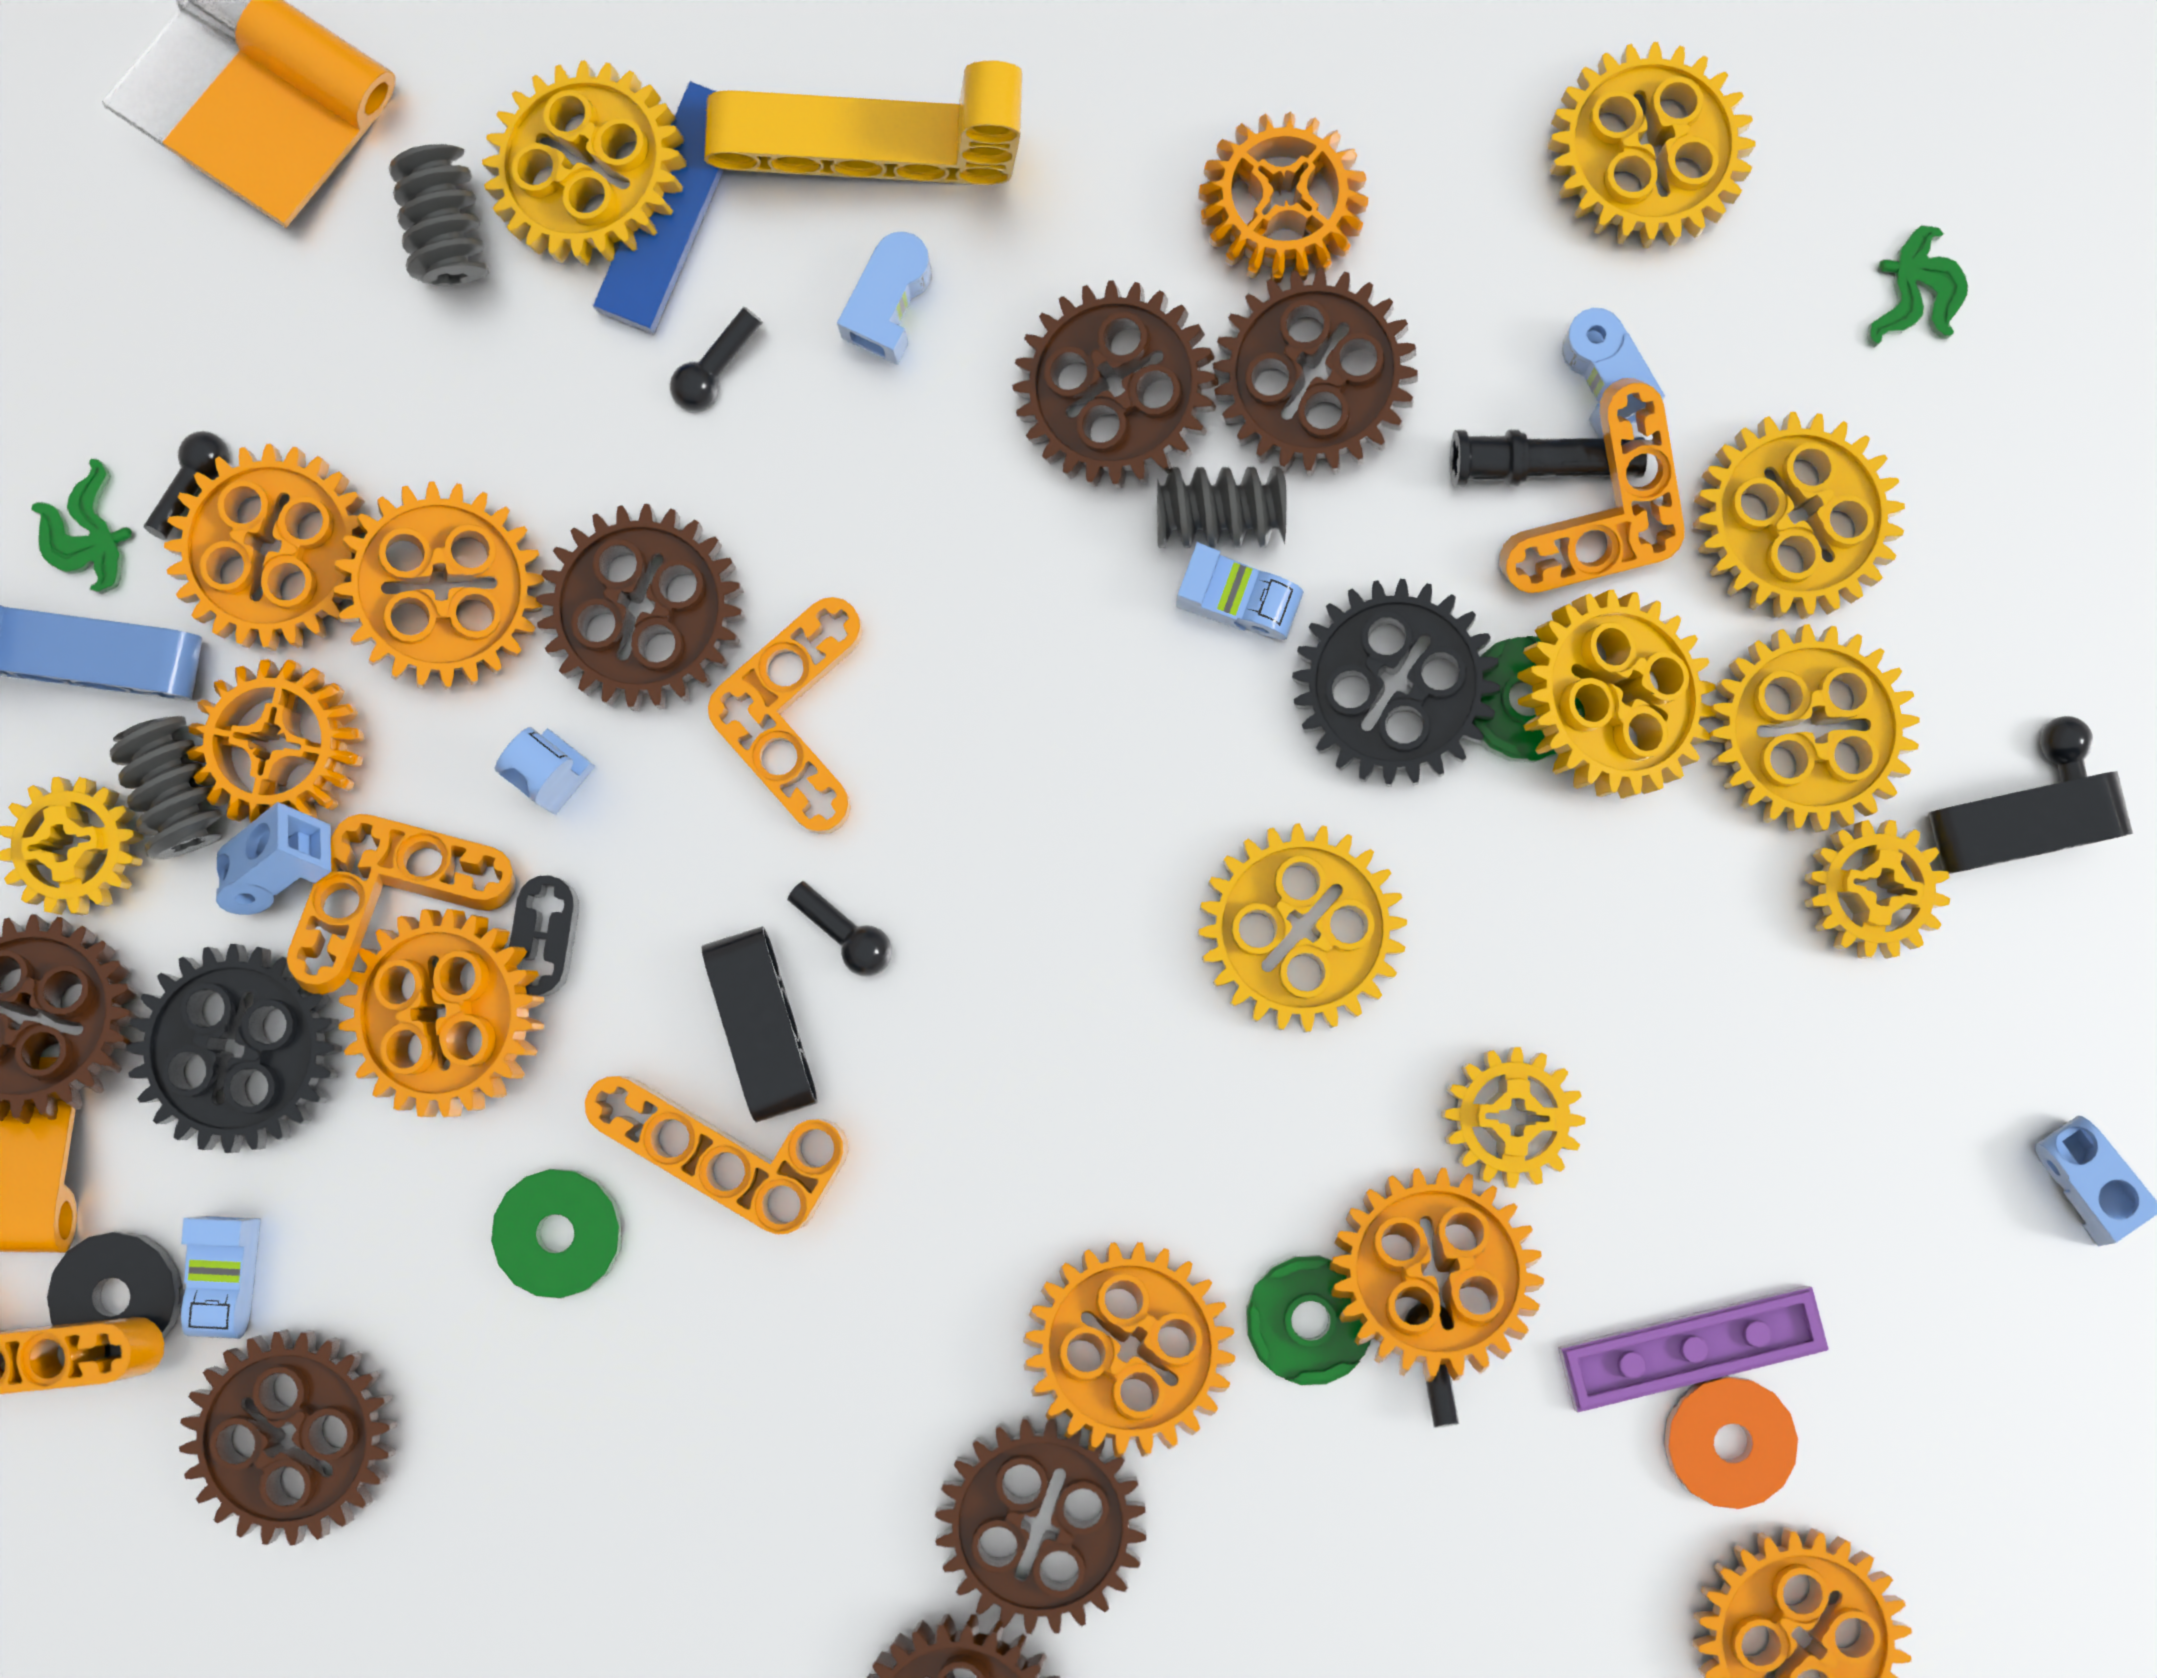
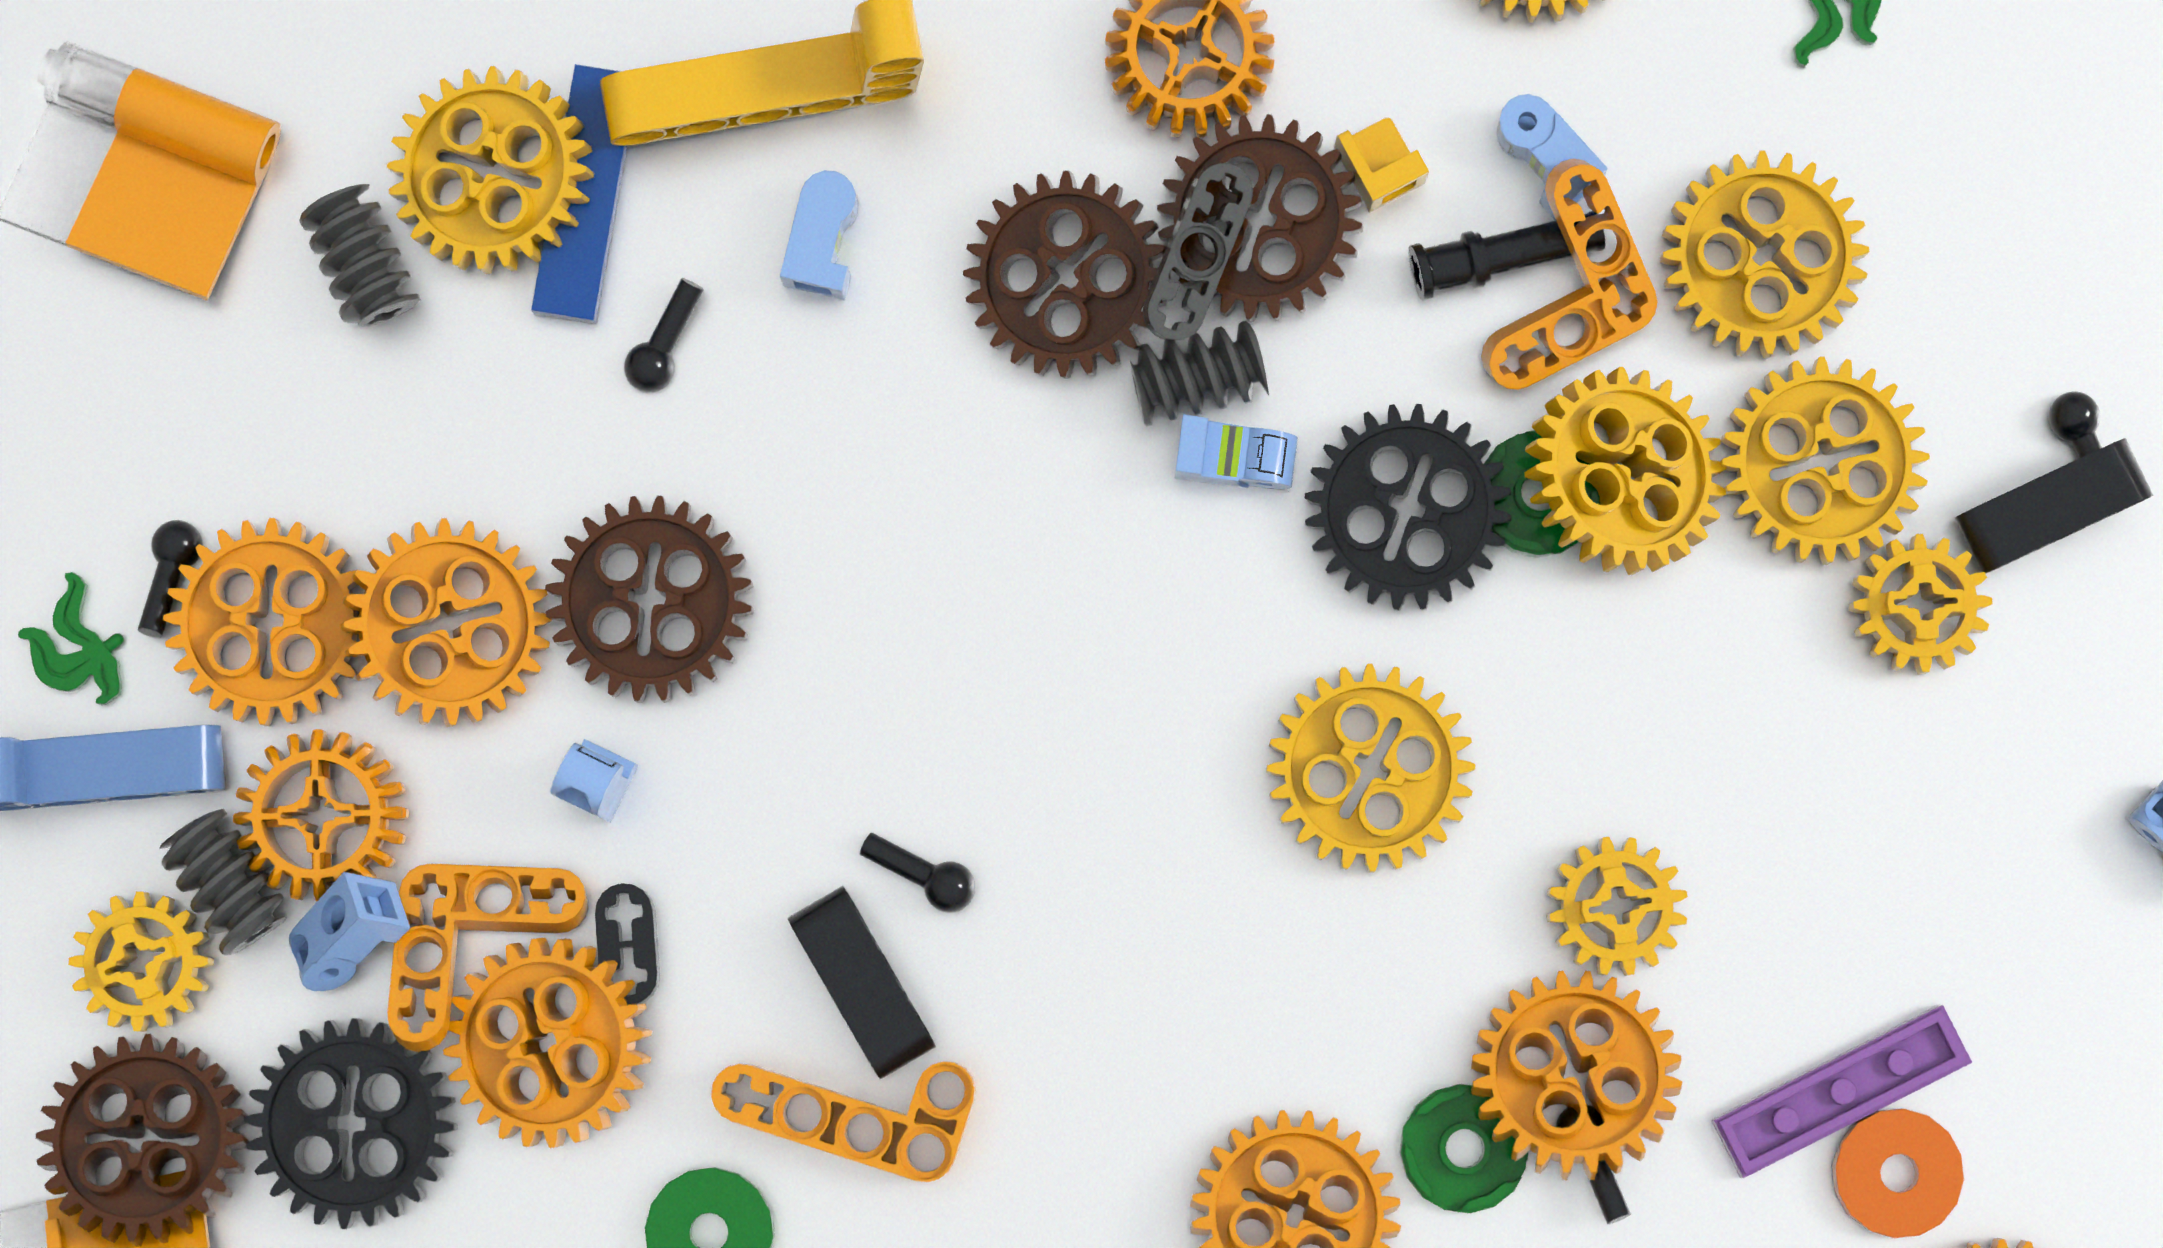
camera: 15 degrees left, 0 degrees up
(772, 700) = (799, 661): light orange beam -> none
(1287, 357) = (1201, 201): none -> dark grey beam
(1444, 347) = (1381, 163): none -> yellow panel

